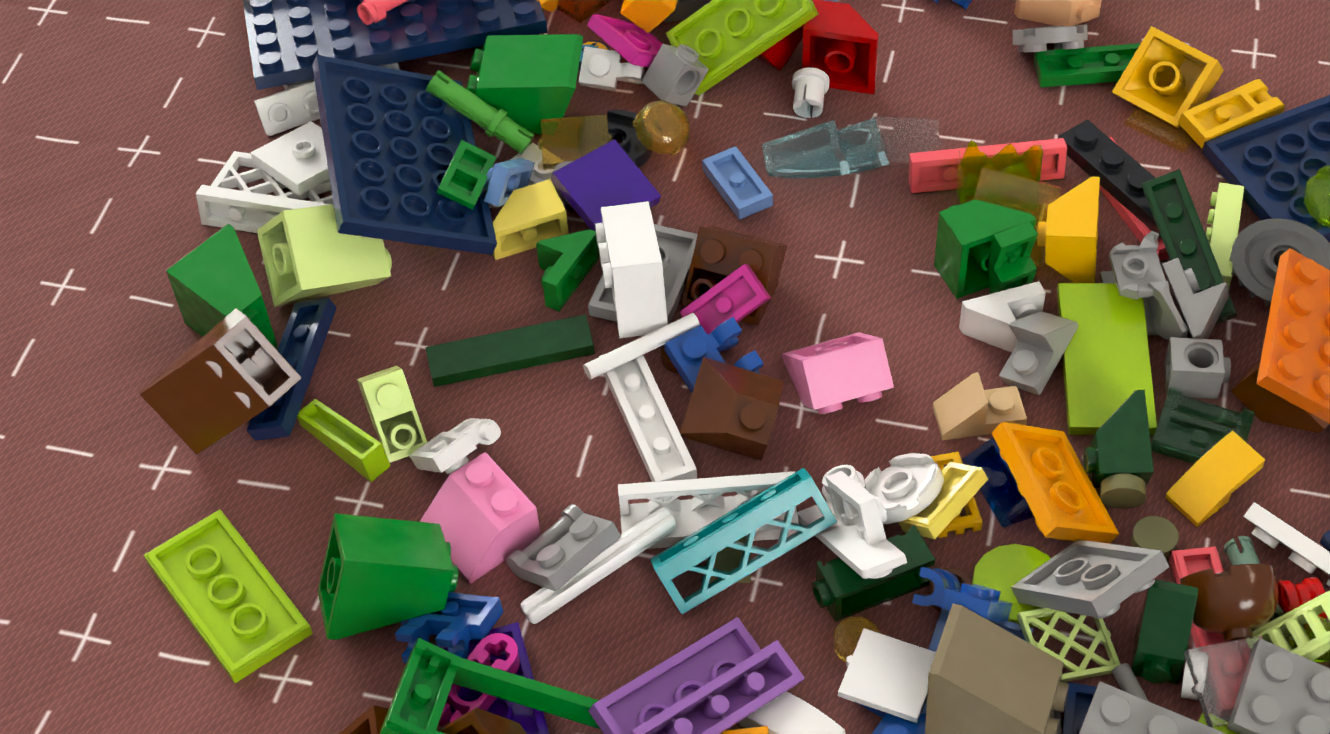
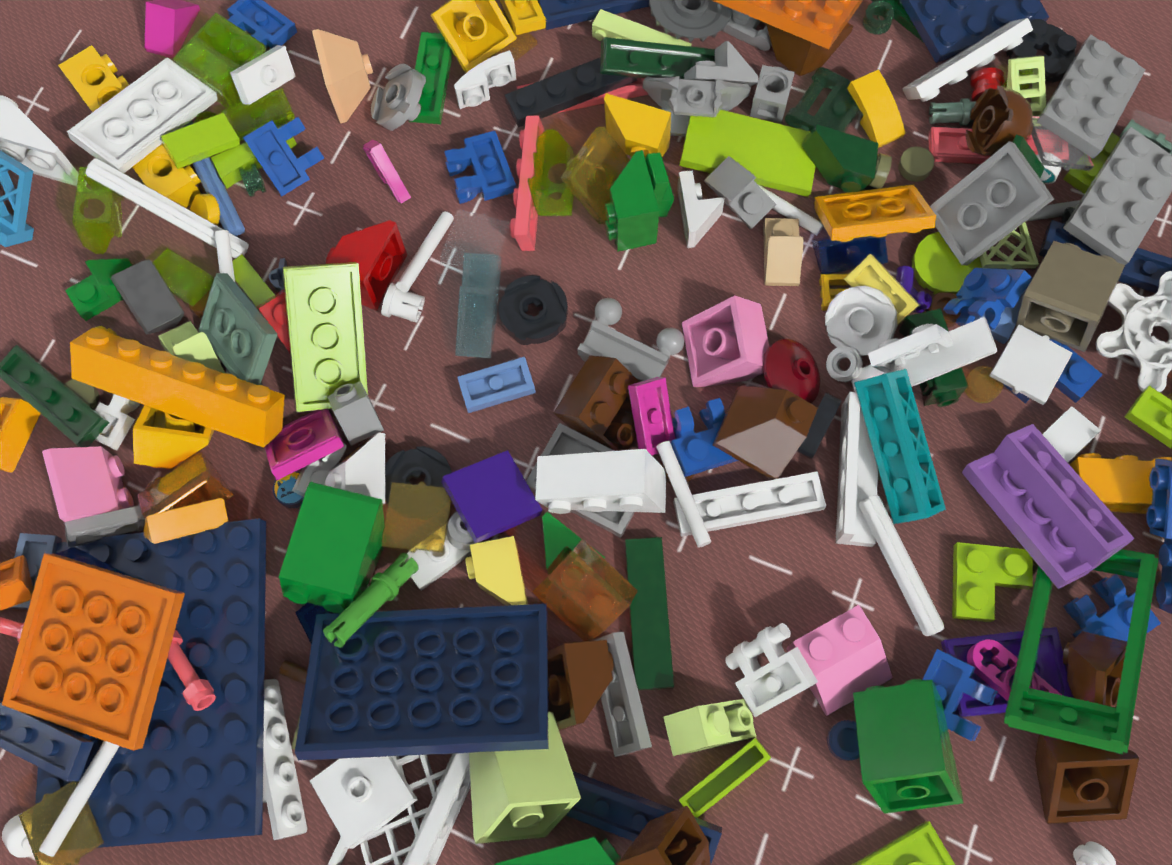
camera: 80 degrees left, 20 degrees up
(419, 334) = (622, 702): none -> light grey plate
(421, 282) = (577, 680): none -> reddish brown slope
(466, 174) = (470, 623): green slope -> none
(505, 178) = (466, 583): medium blue plate -> none
(517, 272) = (585, 592): none -> clear orange slope
(563, 549) = (893, 585): light grey plate -> none
(601, 651) = (977, 573): none -> lime plate
(609, 88) = (362, 469): none -> white slope
(662, 127) = (420, 435): clear yellow hair -> none
(746, 460) = (820, 424): none -> black beam
(792, 433) = (792, 368): none -> dark red dish
(801, 278) = (635, 356): none -> light grey gear
(833, 215) = (529, 328): none -> black plate
(874, 96) = (424, 252): none -> white bar
(962, 49) = (386, 170): none -> tile
(962, 544) = (905, 277): none -> dark purple arm
(1000, 125) = (489, 165): none -> blue plate
(1047, 398) = (792, 212): none -> white bar
(1101, 102) = (475, 84): none -> white slope

